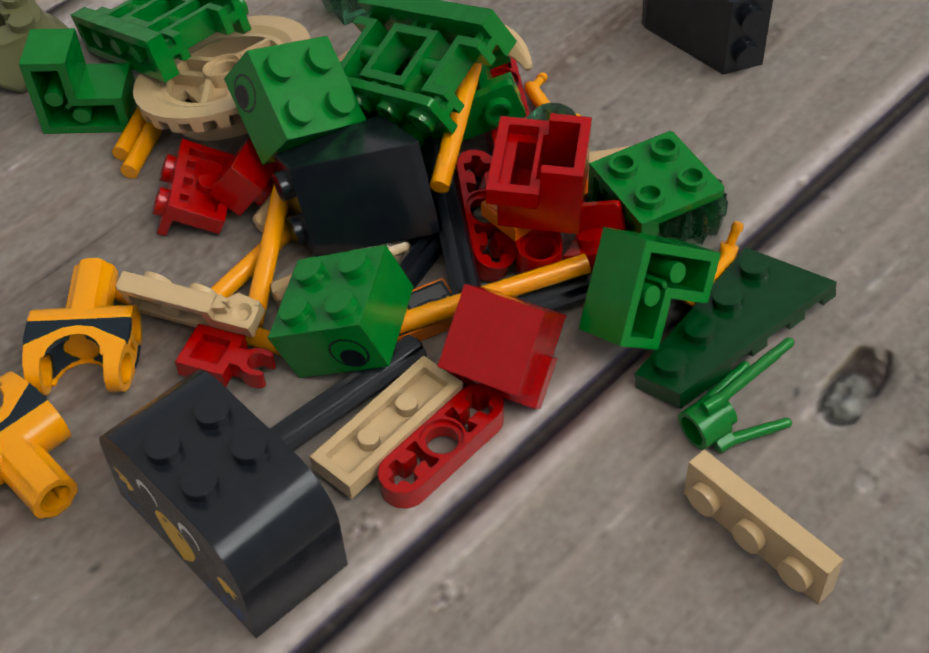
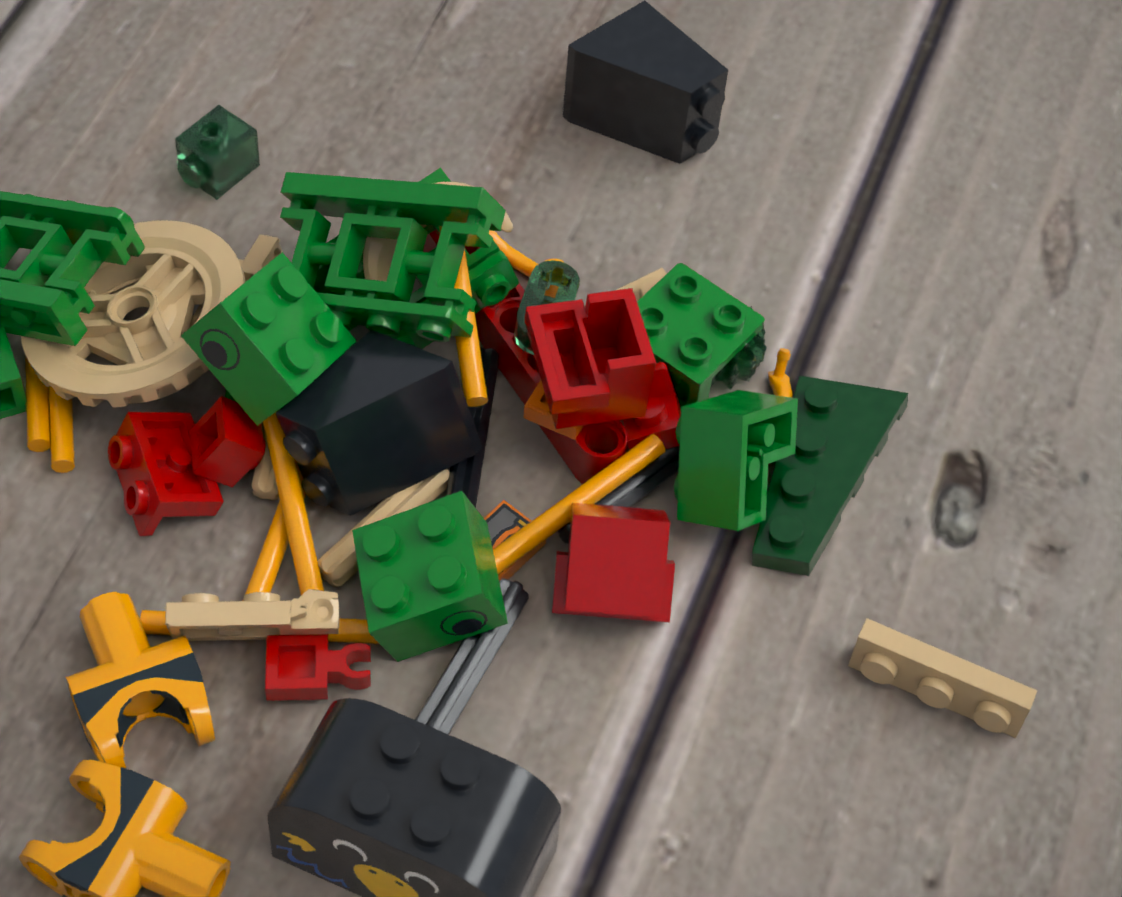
camera: 30 degrees left, 5 degrees up
(356, 450) = (532, 684): tan plate -> none
(437, 467) = (597, 715): red beam -> none
(454, 231) = (501, 449): black axle -> none
(501, 244) = (516, 437): red beam -> none
(712, 416) = (846, 580): green plant -> none

